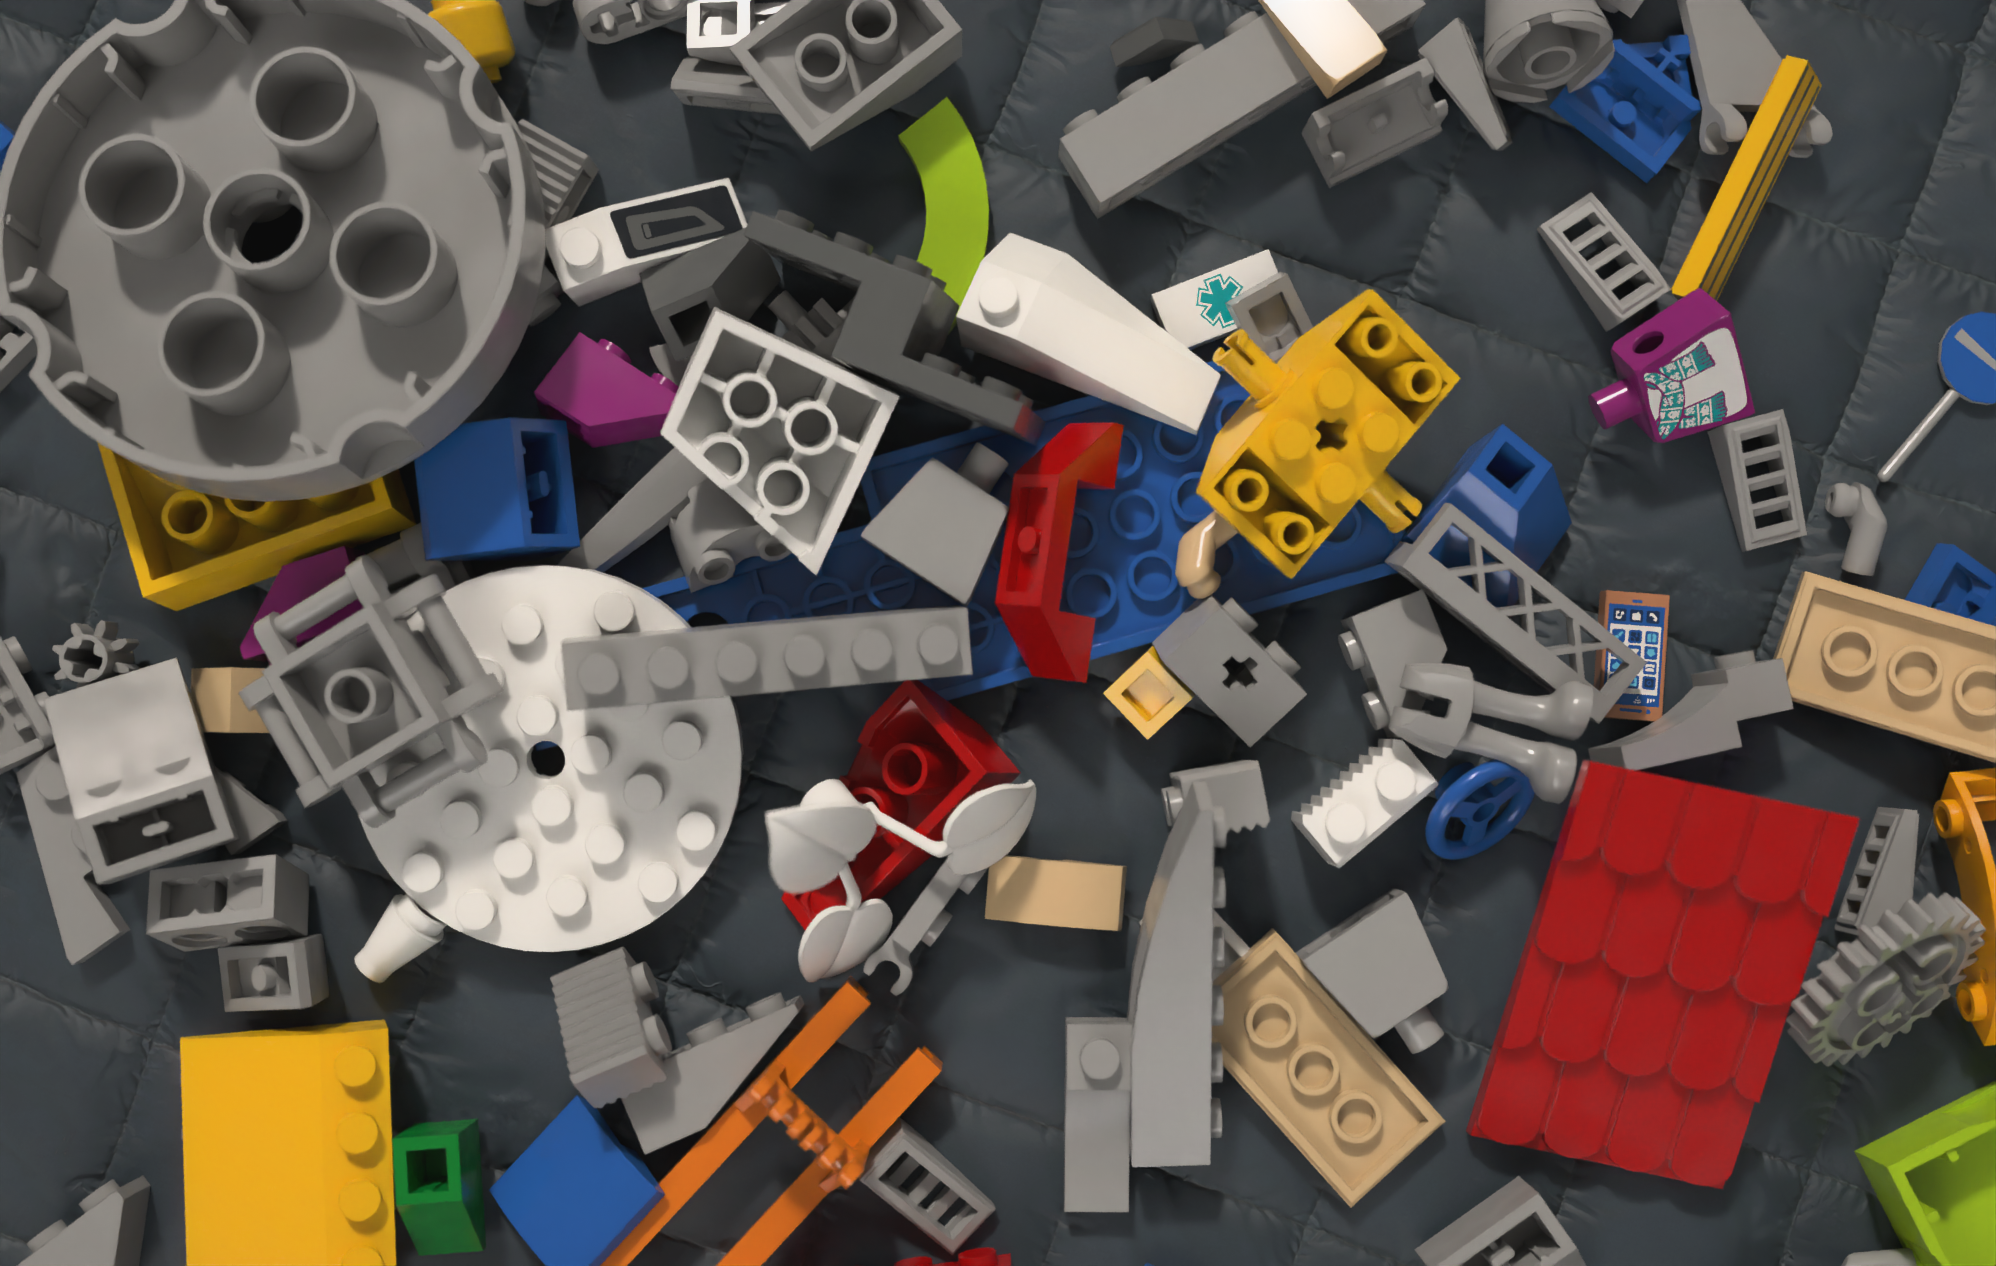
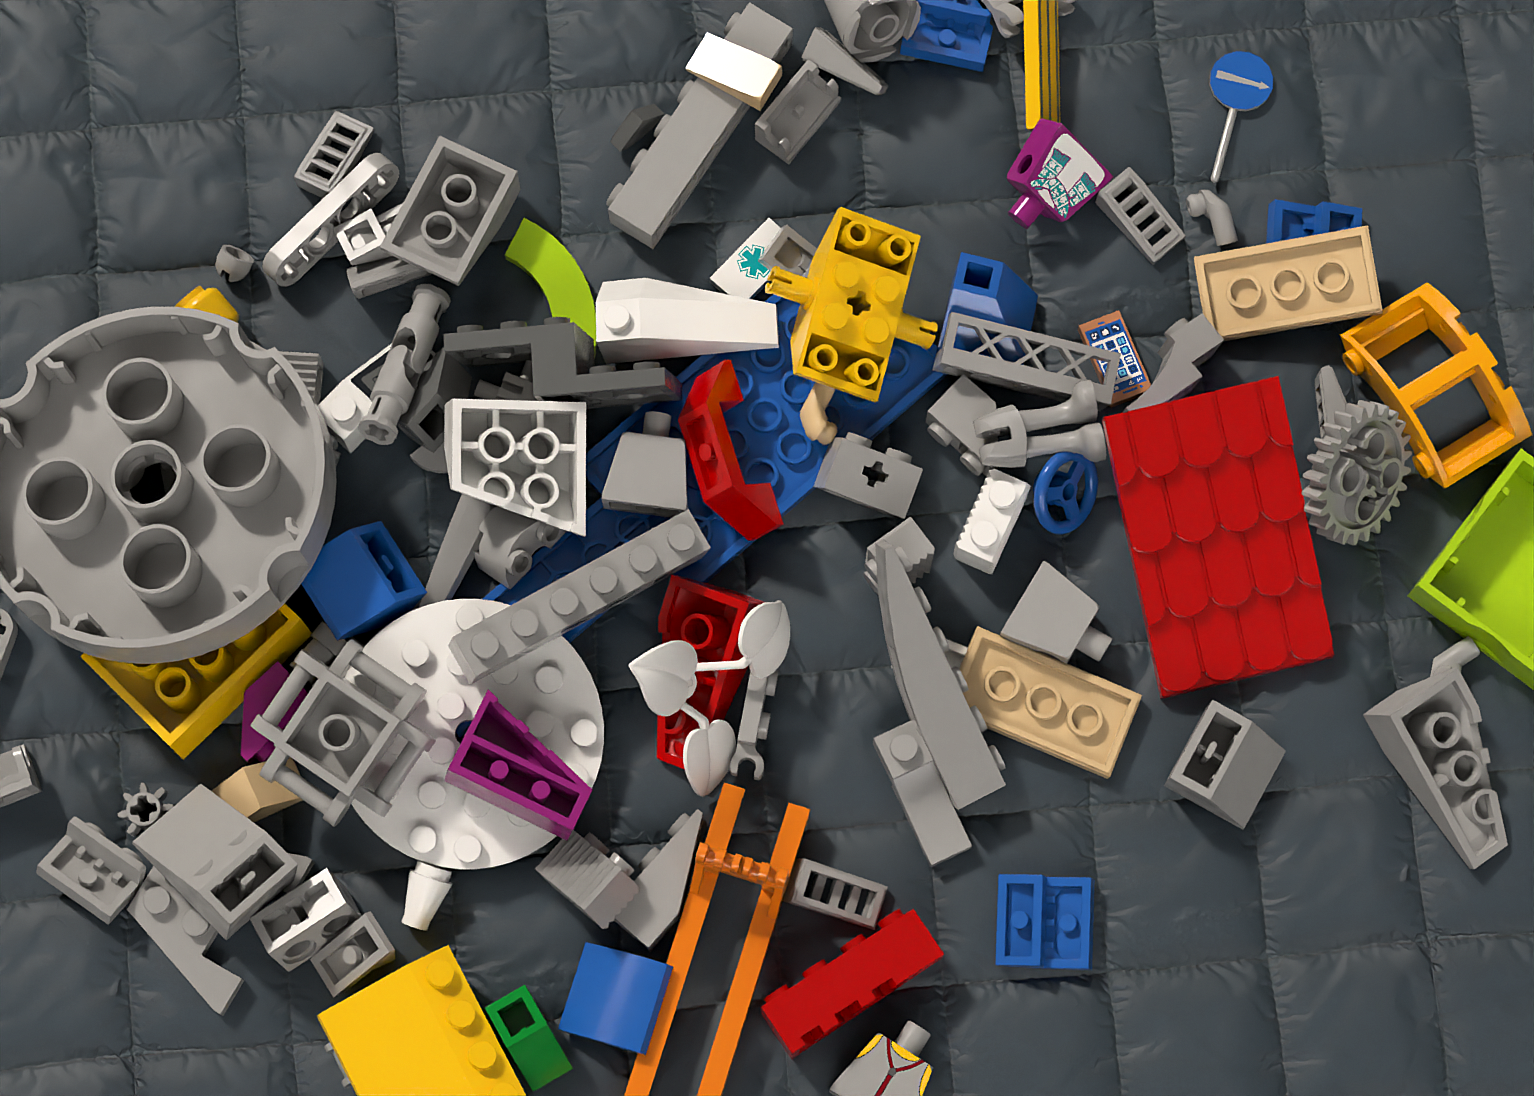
camera: 25 degrees left, 10 degrees down
(572, 854) = (516, 771): none -> magenta wedge
(604, 395) = (401, 495): magenta slope -> none
(690, 225) = (404, 364): none -> light grey piece
(1056, 893) = (828, 669): tan slope -> none
(1149, 693) = (826, 516): yellow tile -> none
(1595, 291) = (1012, 130): light grey slope -> none

